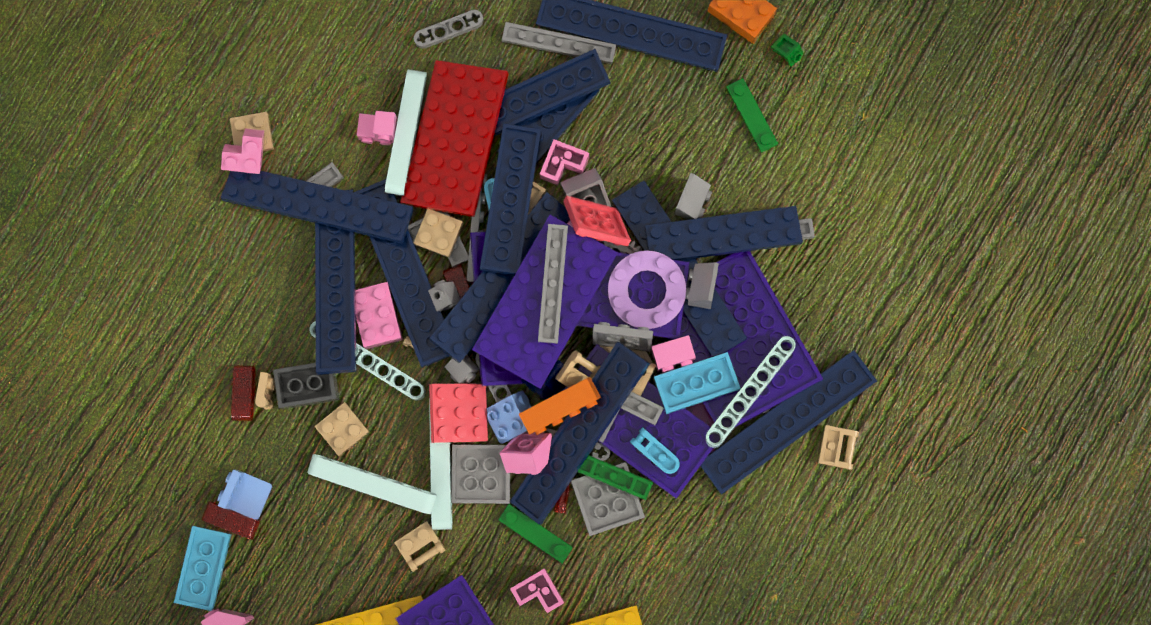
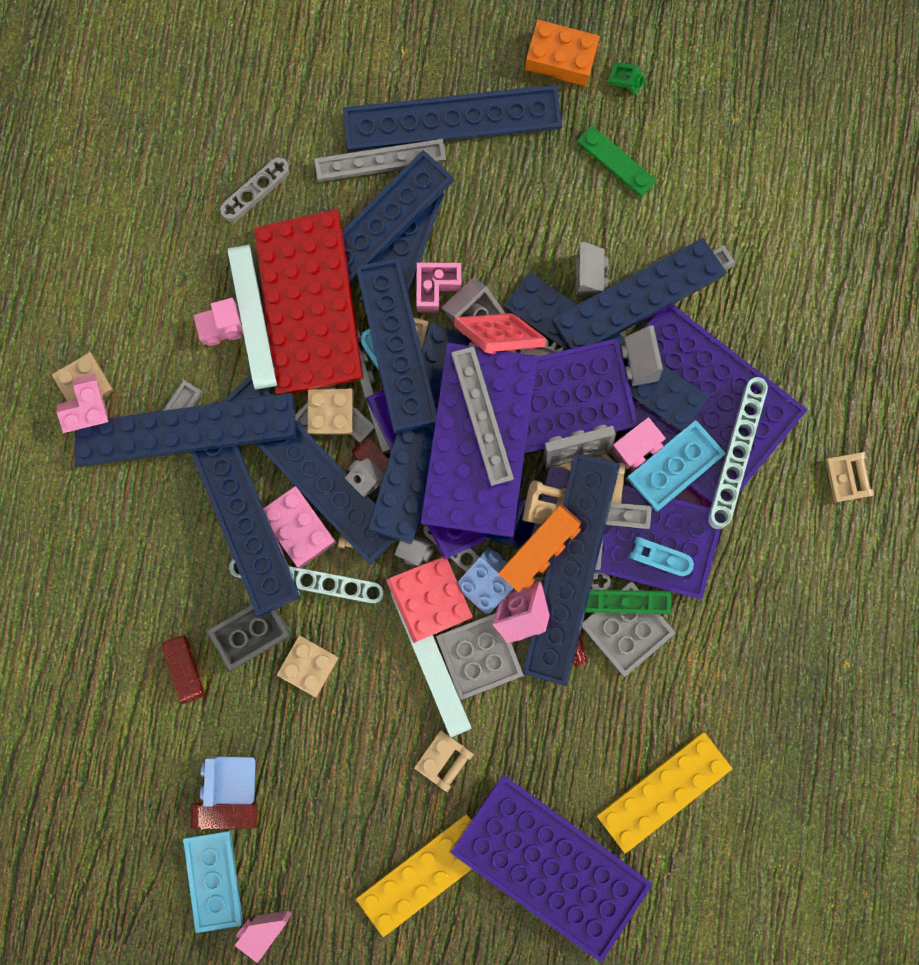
camera: 30 degrees left, 0 degrees up
(264, 391) = (206, 657): tan plate -> none
(372, 484) = (365, 713): light aqua beam -> none
(535, 533) = (564, 697): green plate -> none
(540, 586) = (593, 753): bright pink brick -> none
(673, 280) = (552, 392): lavender plate -> none
(787, 422) = (785, 472): dark blue plate -> none

